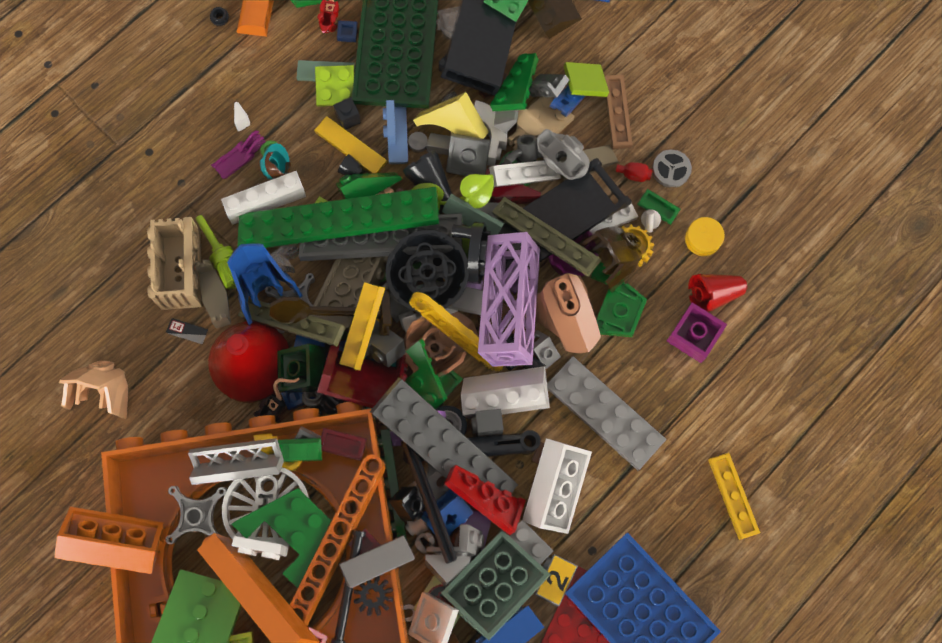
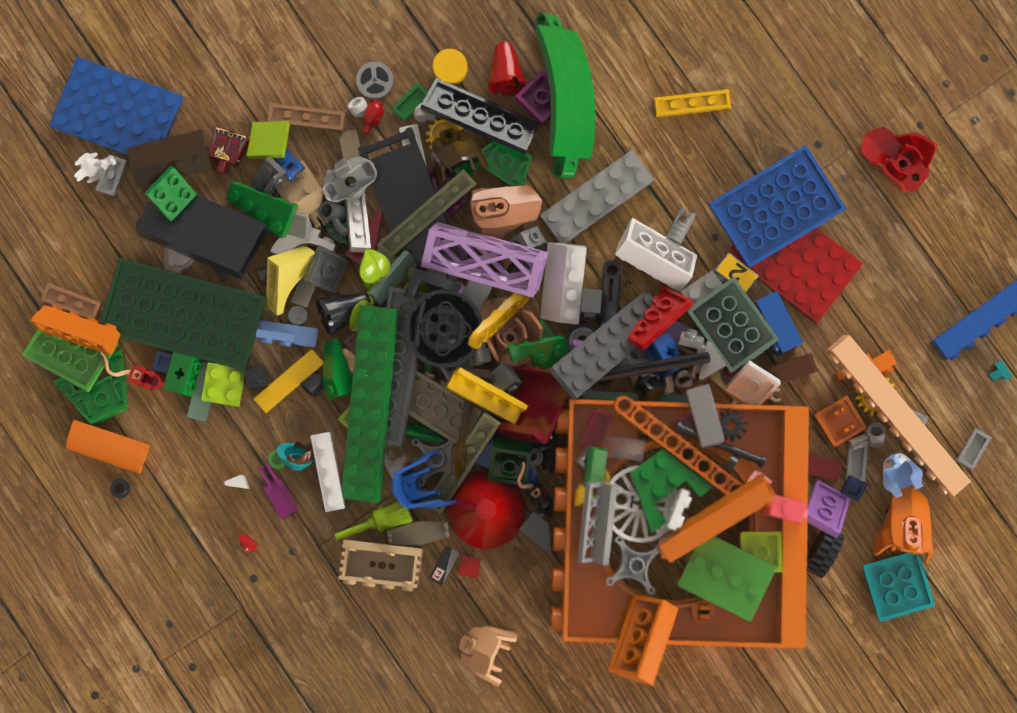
camera: 80 degrees left, 10 degrees up
(182, 137) = (248, 543): none -> red plate
(188, 356) = (469, 566): none -> red plate
(237, 413) = (537, 530): none -> dark grey slope
(319, 276) = (423, 433): none -> green tile
(325, 479) = (624, 448): none -> clear slope
(328, 605) = (731, 464): none -> black tile
(337, 47) = (182, 374): none -> green brick
(568, 45) = (227, 148): none -> dark red torso
(590, 507) = (678, 229): none -> light grey hinge
(641, 155) = (357, 106): none -> white tile
(661, 273) = (480, 116): none -> black plate
(707, 357) = (570, 95): none -> green panel

